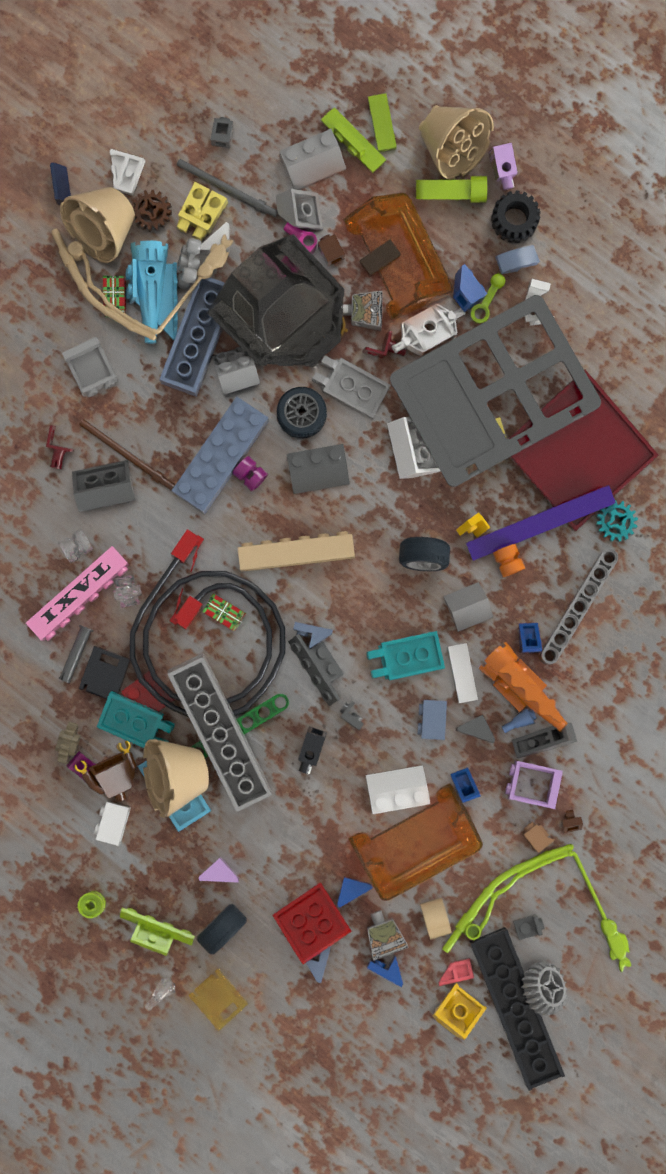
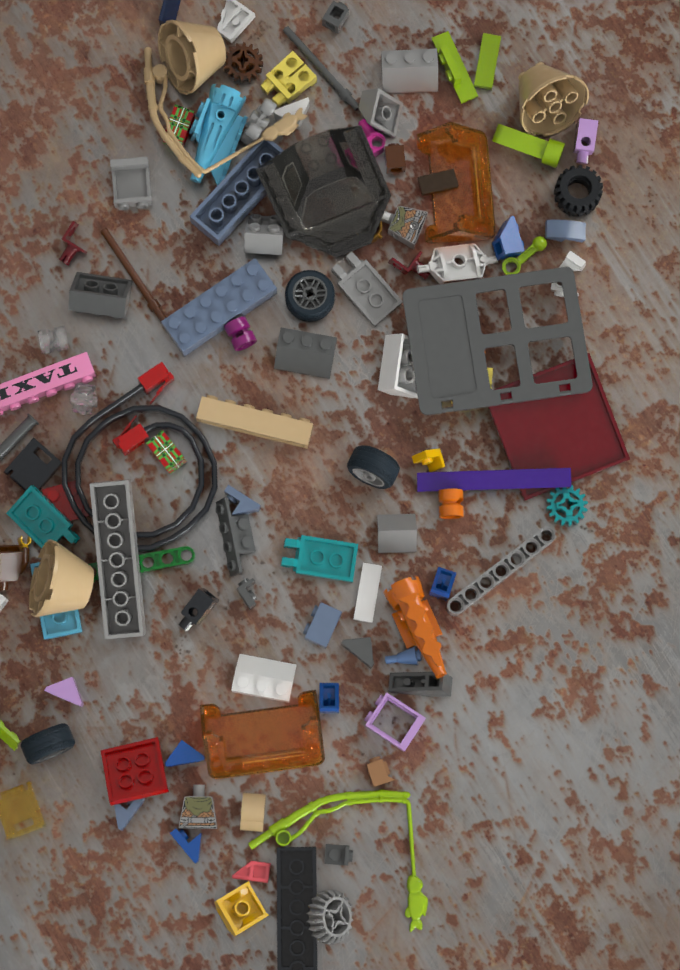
camera: 20 degrees right, 5 degrees down
(571, 823) = (416, 772): reddish brown tile -> none

